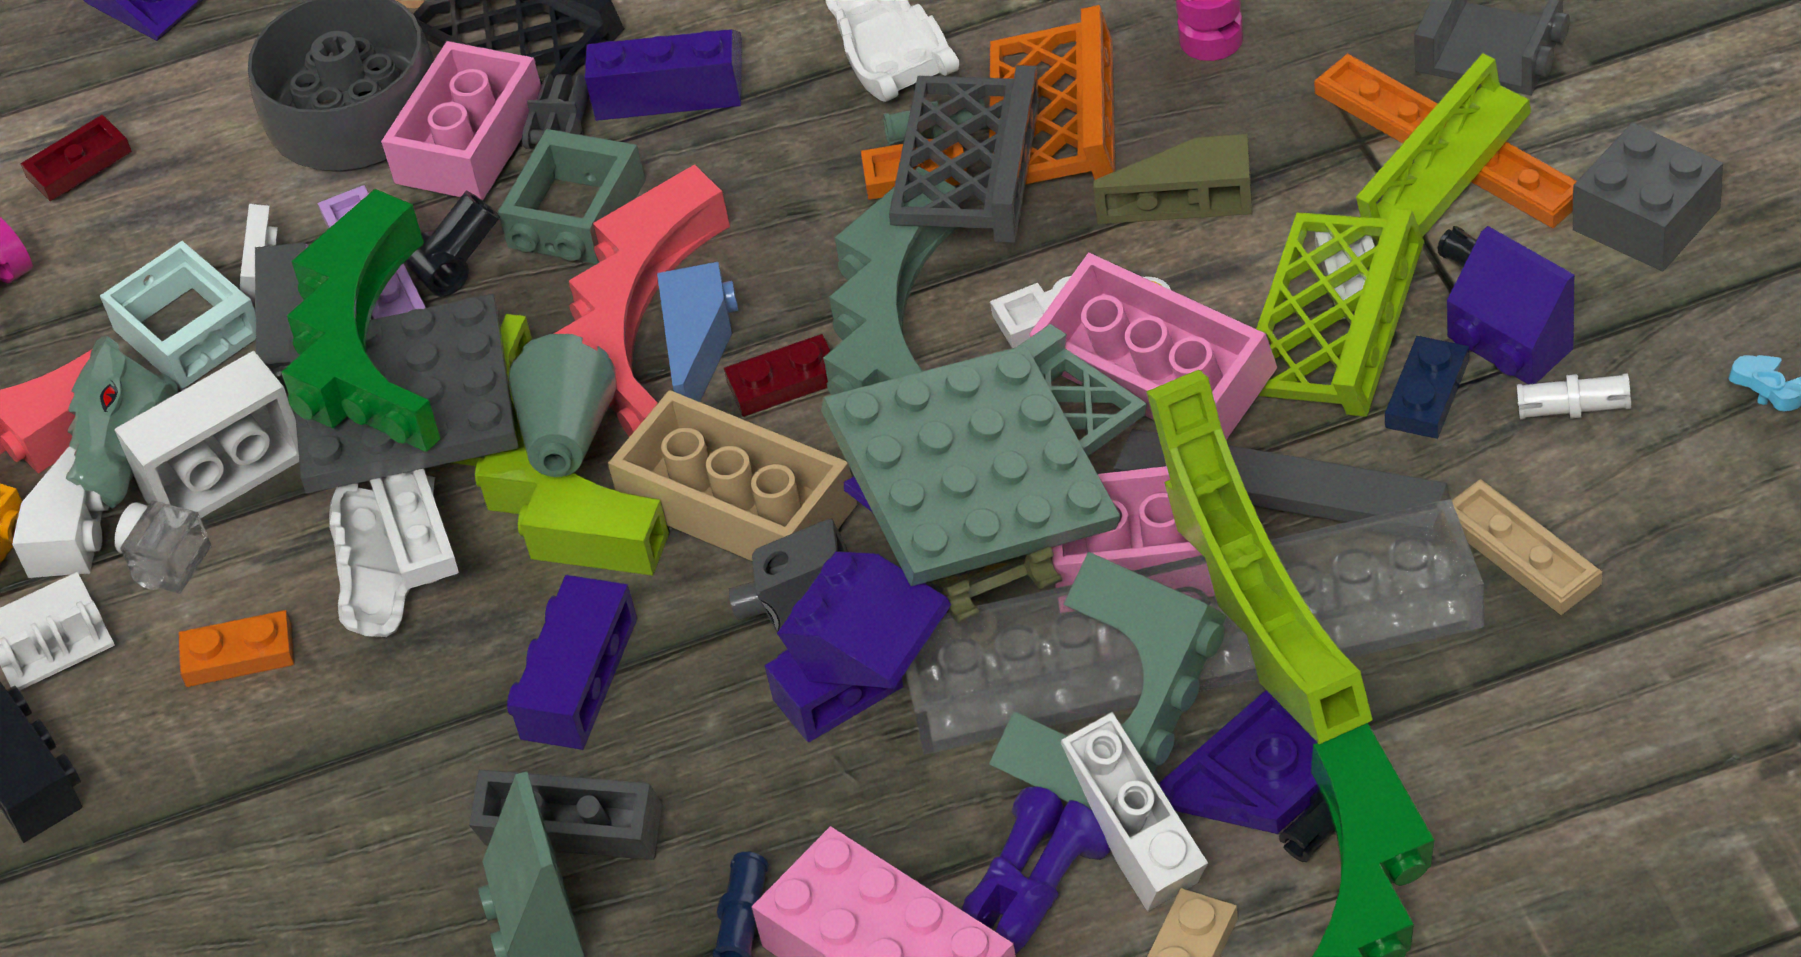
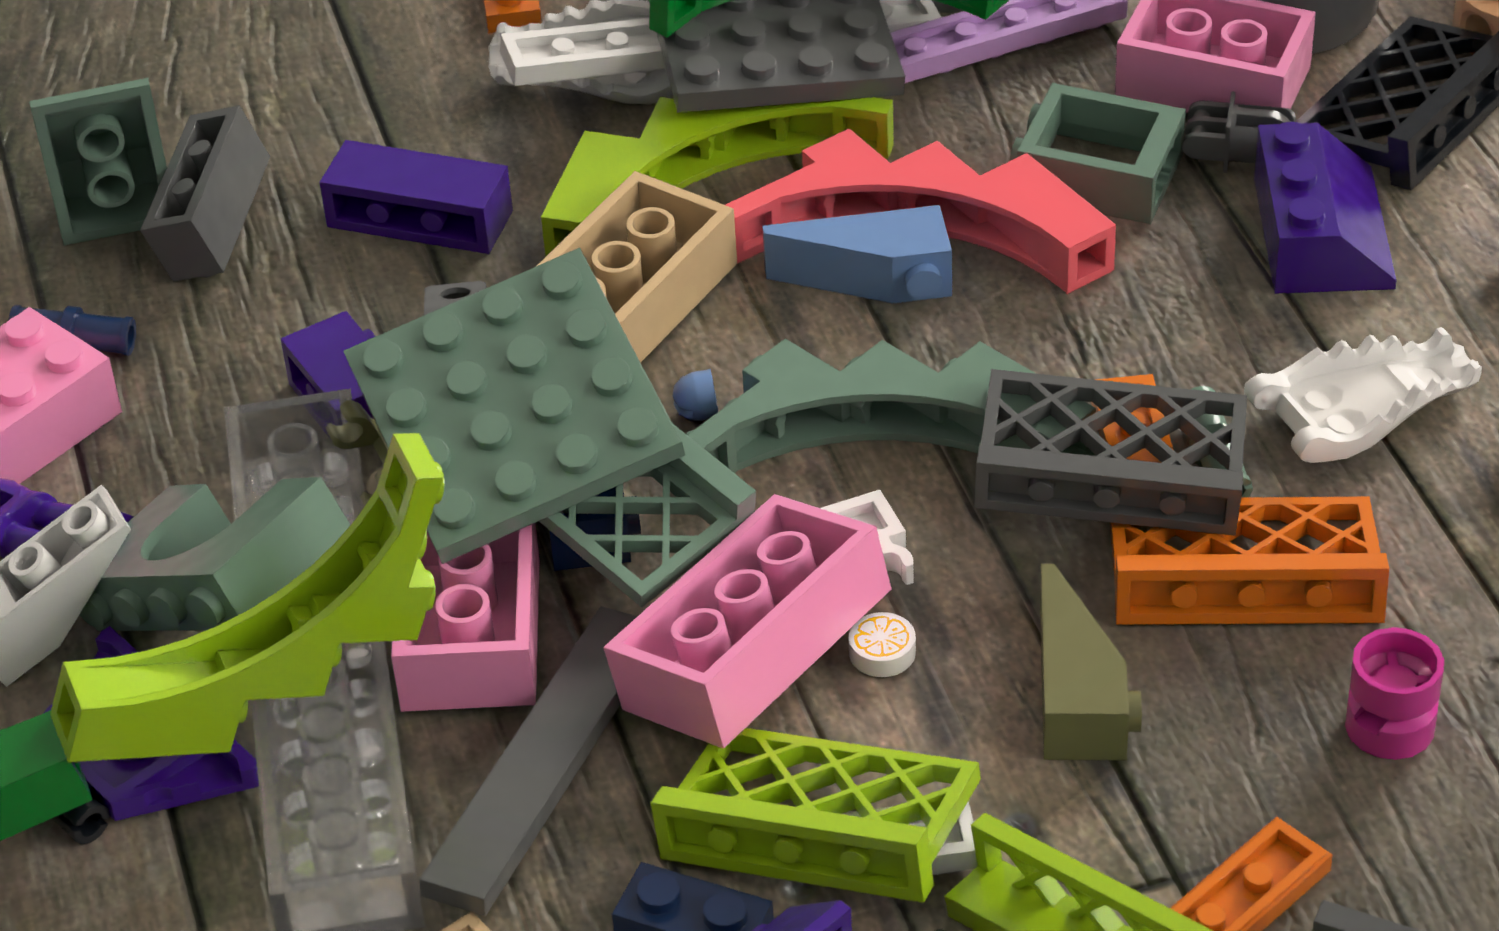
camera: 85 degrees right, 5 degrees down
(443, 256) = (1020, 64): black piece -> none
(560, 399) = (708, 127): sand green cone -> none
(778, 375) = (809, 323): dark red plate -> none
(861, 622) = (310, 329): dark purple slope -> none

